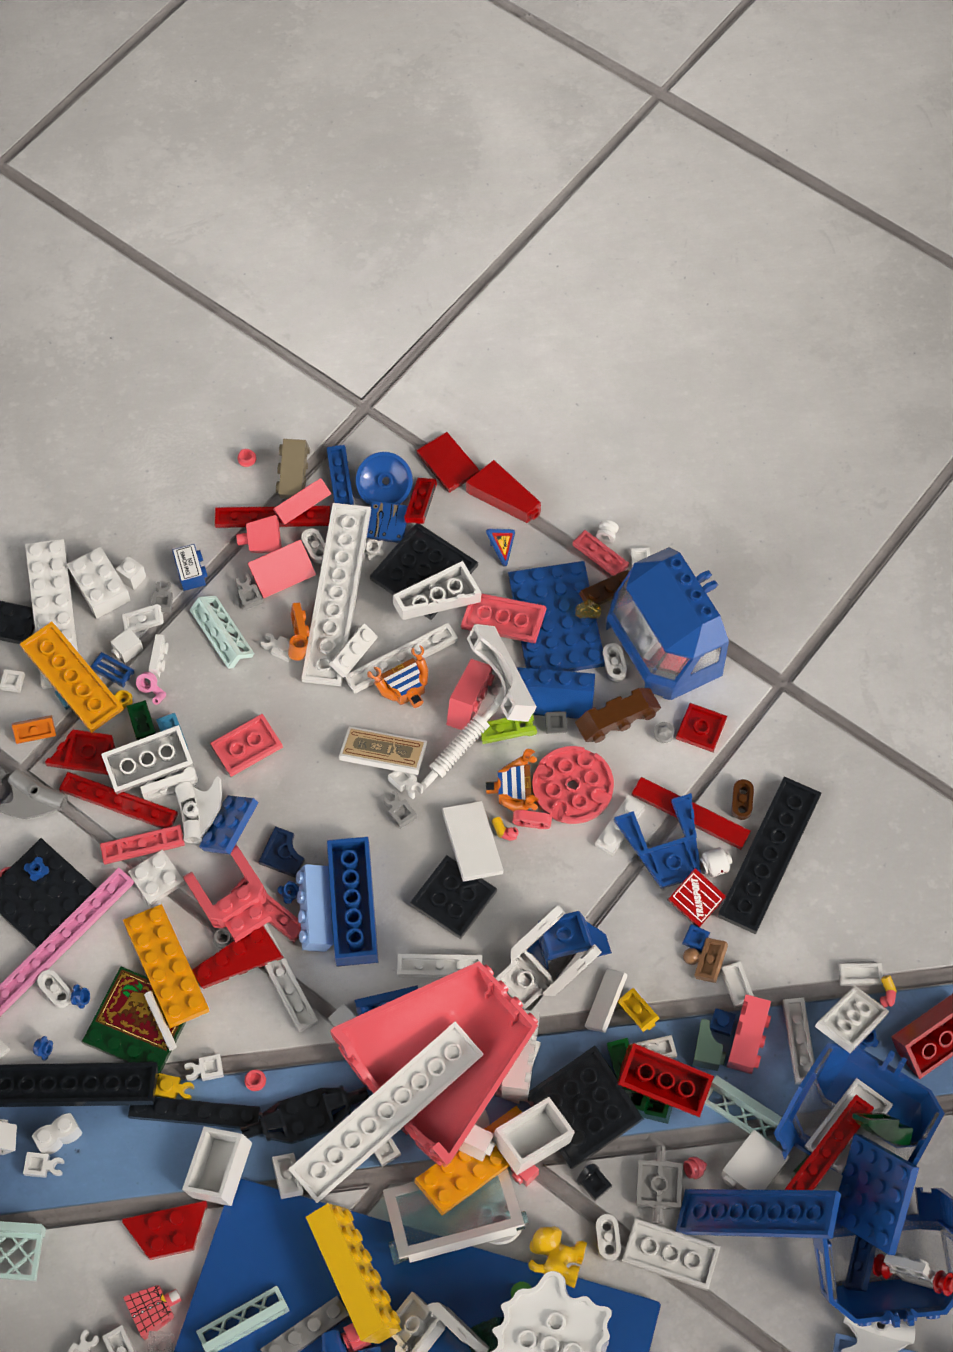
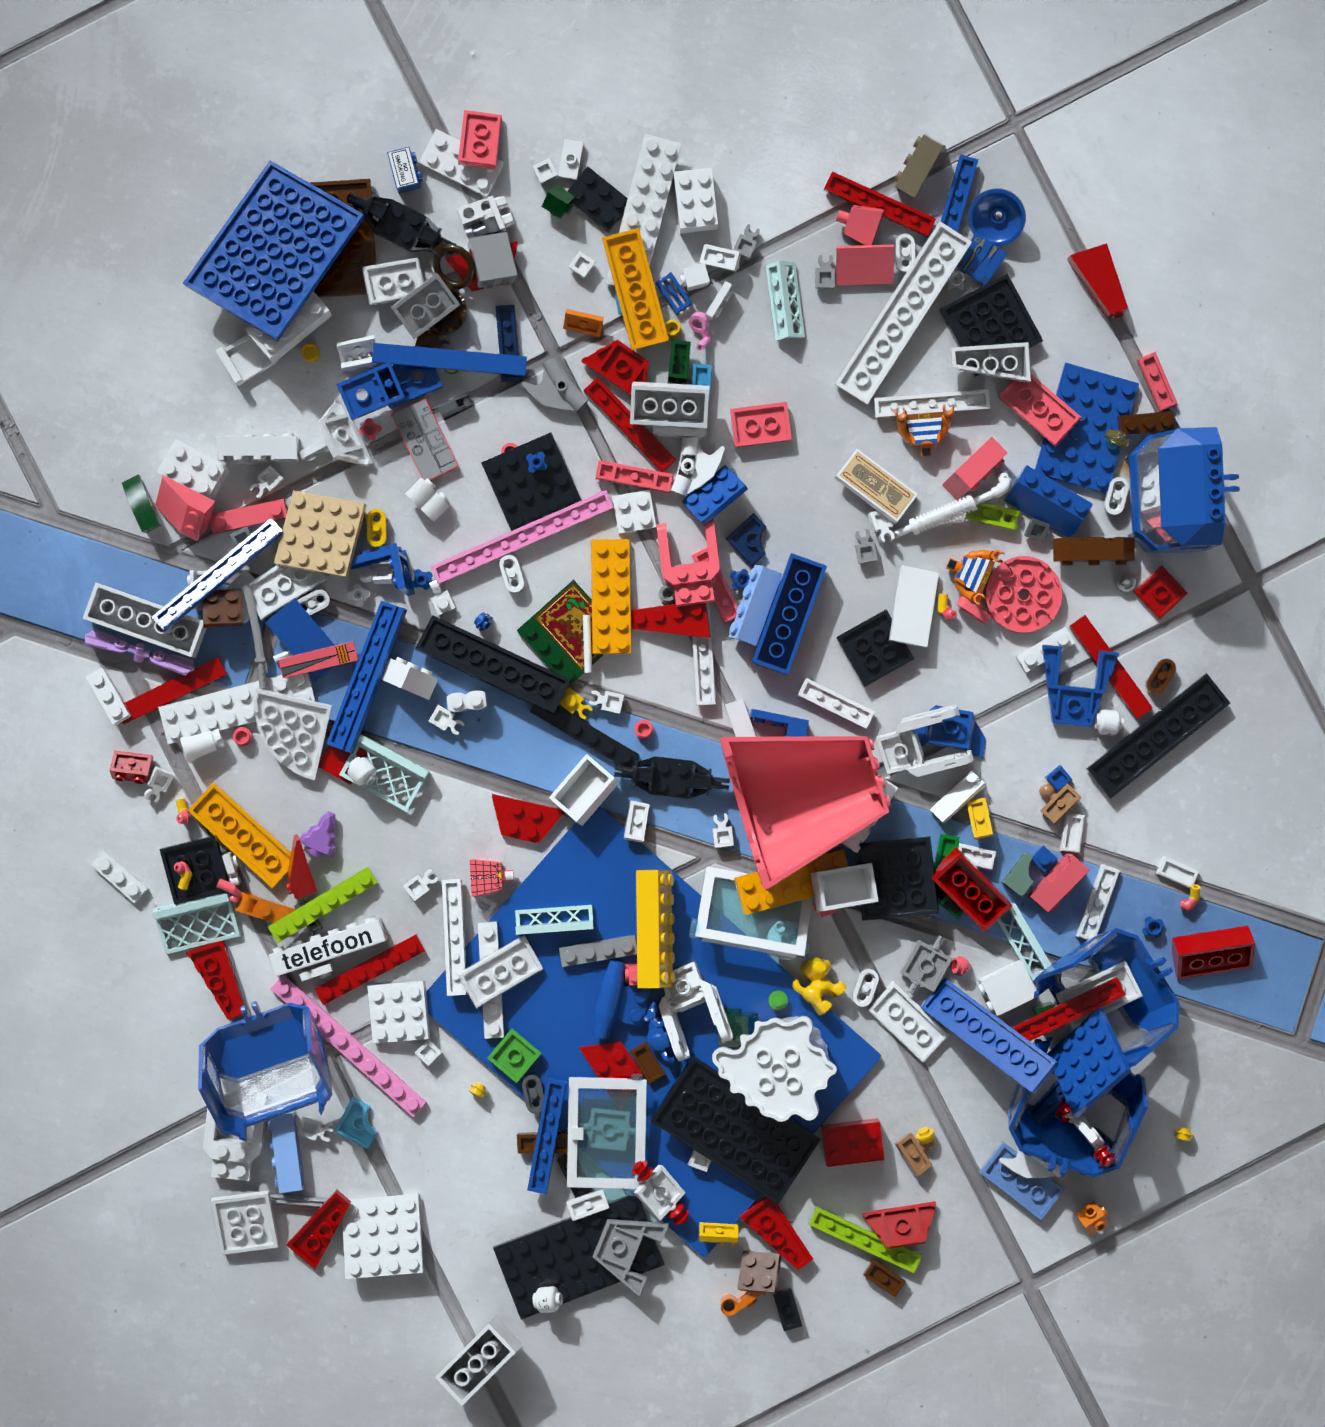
camera: 25 degrees right, 25 degrees up
(80, 996) = (530, 590): blue plate -> none
(131, 572) = (728, 204): white brick -> none
(189, 567) = (782, 222): brick -> none
(246, 458) = (882, 129): coral plate -> none
(279, 647) = (832, 342): white plate -> none
(299, 641) = (854, 337): orange plate -> none
(302, 501) = (912, 204): coral tile -> none
(353, 650) = (892, 378): white plate -> none
(386, 1112) = (737, 811): white plate -> none
(420, 500) = (1020, 253): red plate -> none
(447, 462) = (1064, 220): red tile -> none
(478, 1143) = (801, 876): white brick -> none
(489, 646) = (1013, 433): white arch -> none
(502, 542) = (1073, 330): piece -> none
(594, 1181) = (876, 938): black tile -> none
(607, 531) = (1174, 364): white wheel -> none
(638, 554) = (1190, 402): white tile -> none
(696, 898) = (1076, 745): red tile -> none
(852, 1019) = (1148, 911): white tile -> none
(885, 1127) = (1126, 1013): dark green slope -> none

